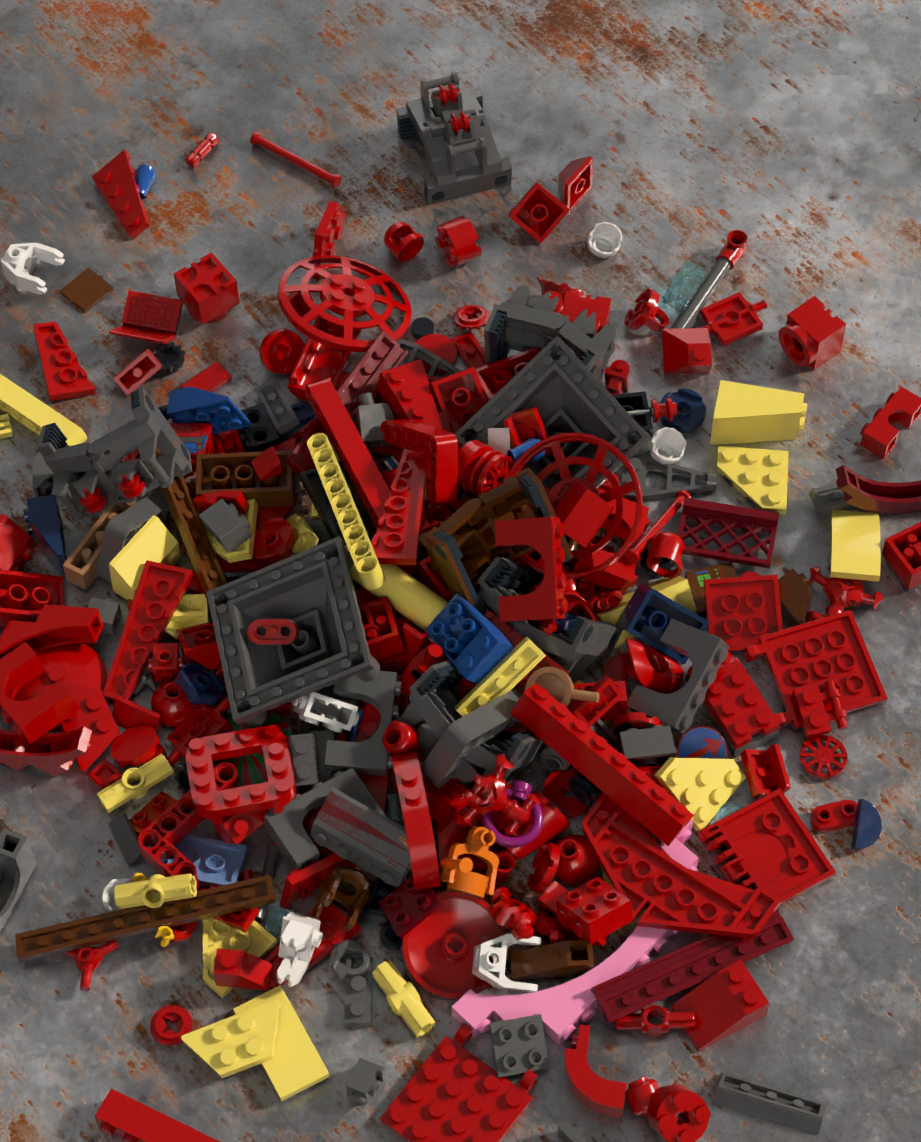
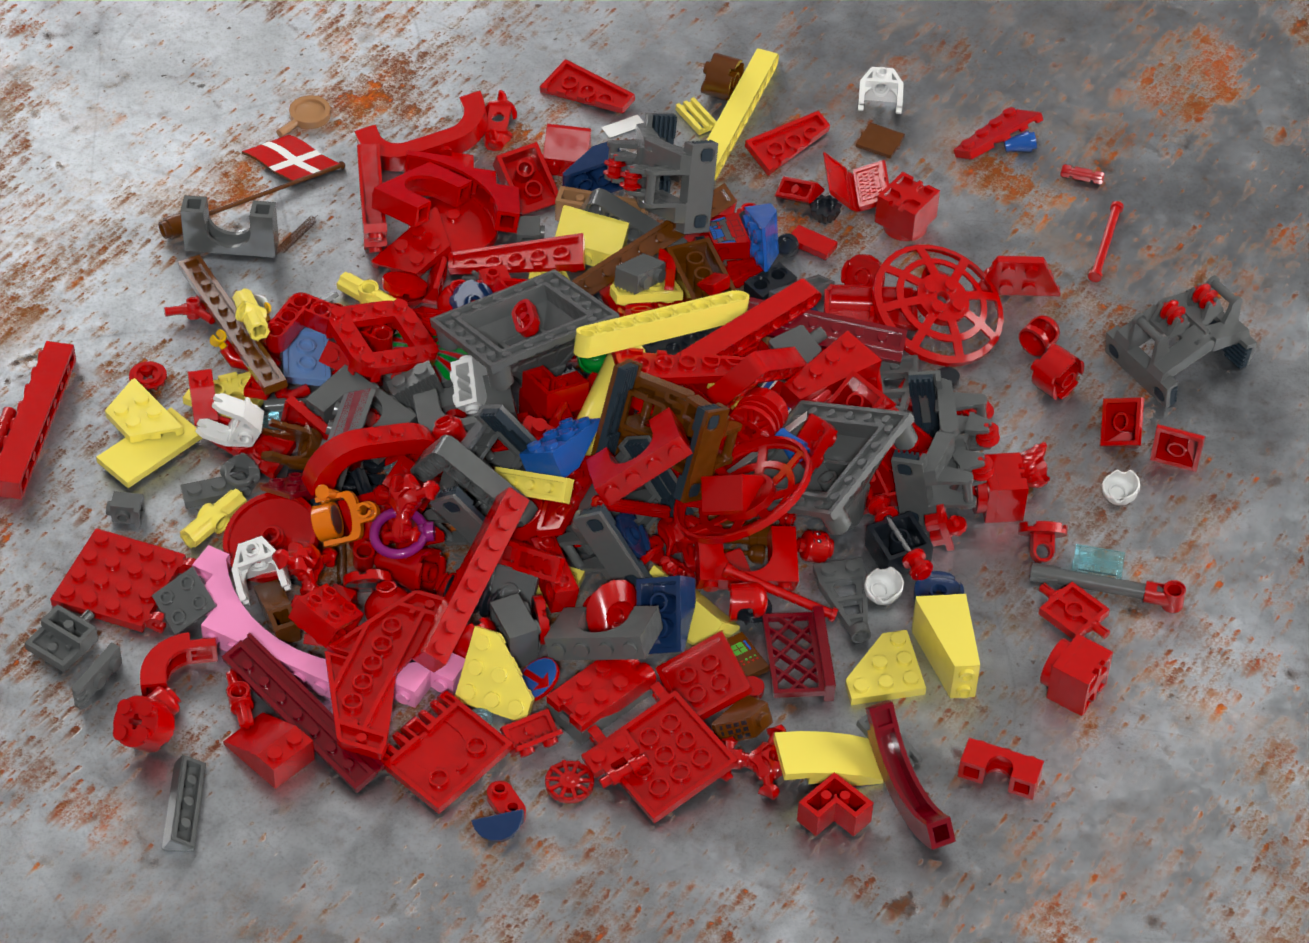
camera: 70 degrees right, 10 degrees down
(104, 774) = (373, 273): red tile -> none
(560, 686) = (535, 524): medium nougat piece -> none
(686, 351) = (1014, 581): red slope -> none

